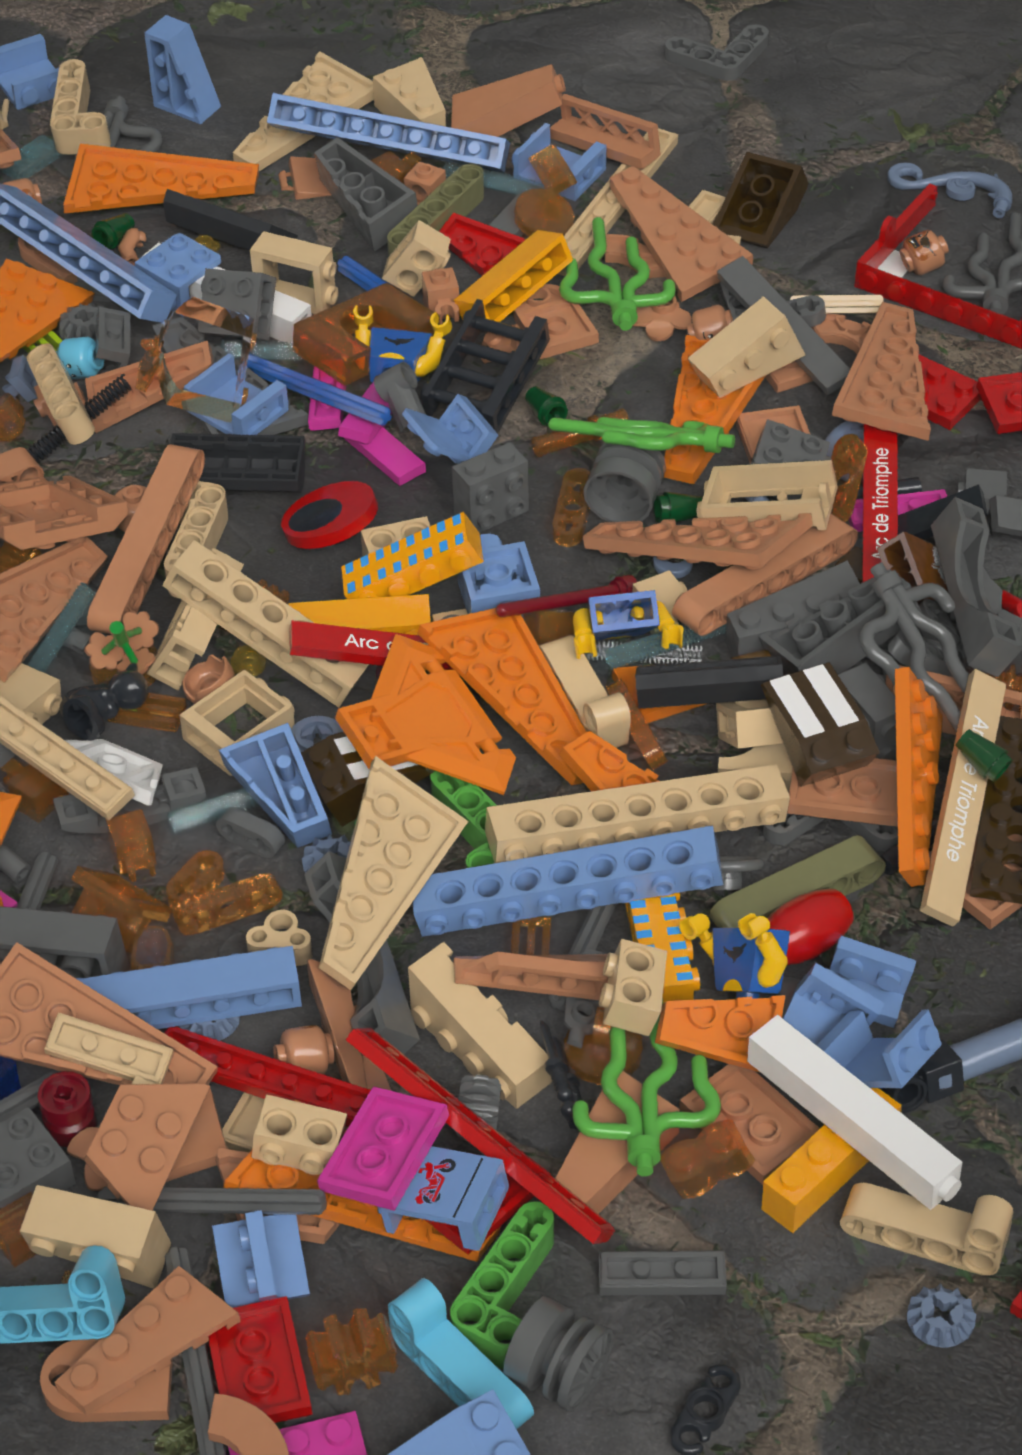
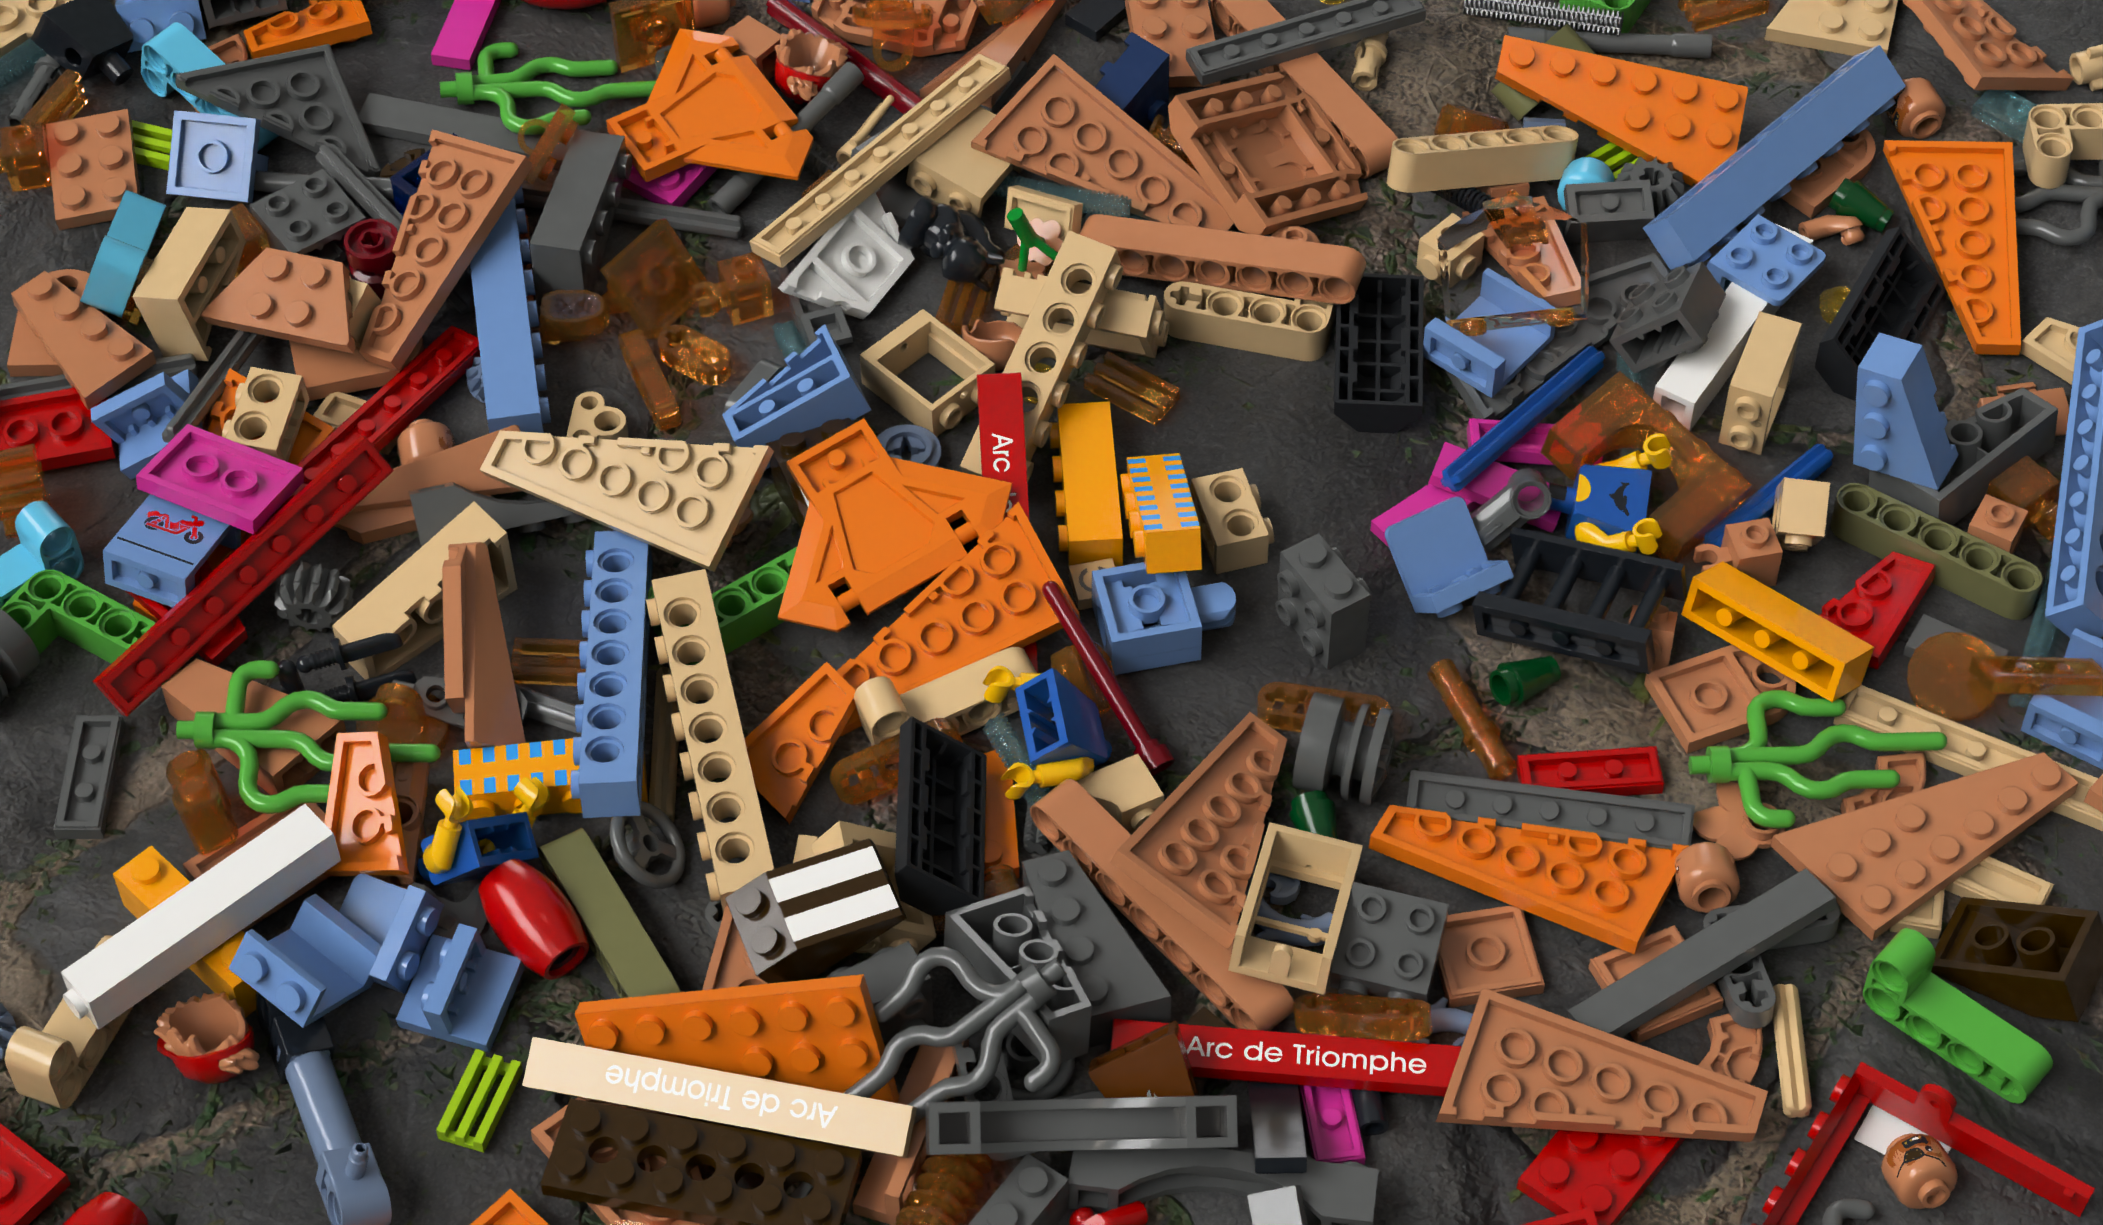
camera: 90 degrees right, 5 degrees up
(68, 655) = (1045, 207): none -> tan tile
(108, 1050) = (405, 262): tan tile -> none
(135, 429) = (1462, 258): none -> tan brick
(329, 514) = (1284, 444): red piece -> none
(363, 183) = (1898, 416): none -> medium blue wedge
(621, 381) = (1598, 771): none -> red tile
(633, 987) = (408, 718): tan brick -> none
(648, 434) = (1402, 809): bright green plant -> none
(661, 376) = (1511, 804): none -> dark grey tile
(747, 349) = (1607, 891): tan wedge -> none
(798, 243) = (1950, 1022): none -> bright green beam
(949, 1118) = (207, 1038): none -> nougat hair
(961, 959) = (493, 1067): none -> lime tile
(985, 756) = (755, 1105): dark green cone -> none

